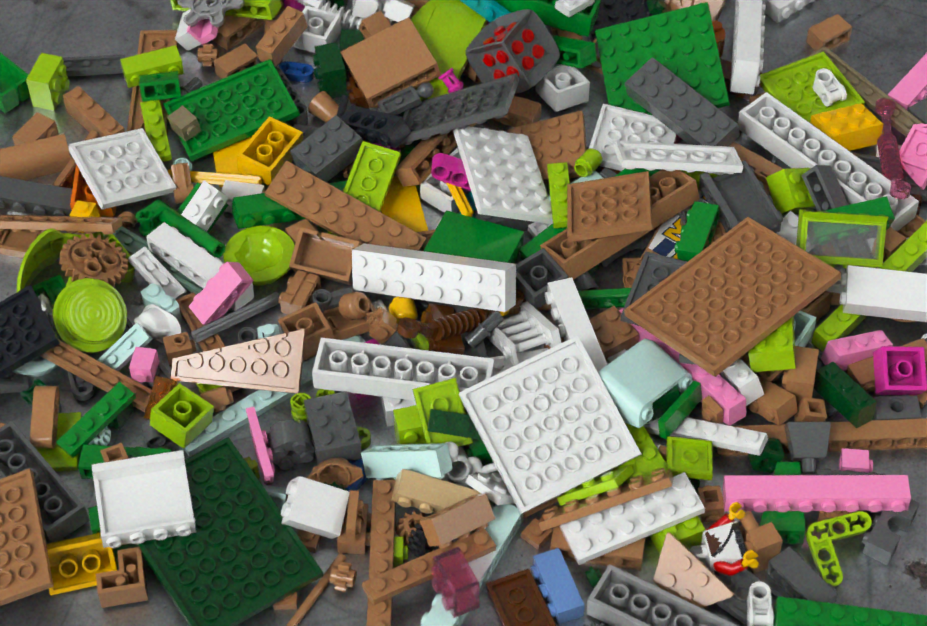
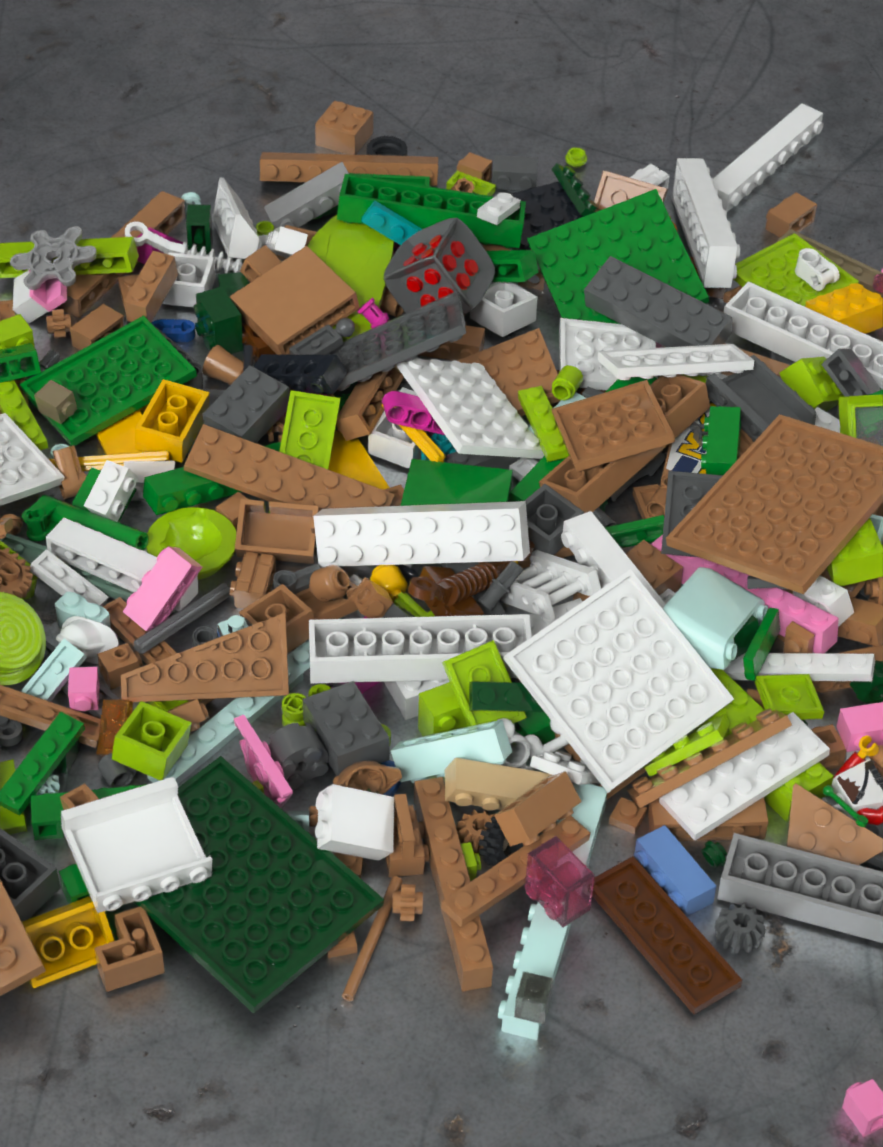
camera: 15 degrees left, 5 degrees down
(713, 570) = (860, 820): none -> green hinge

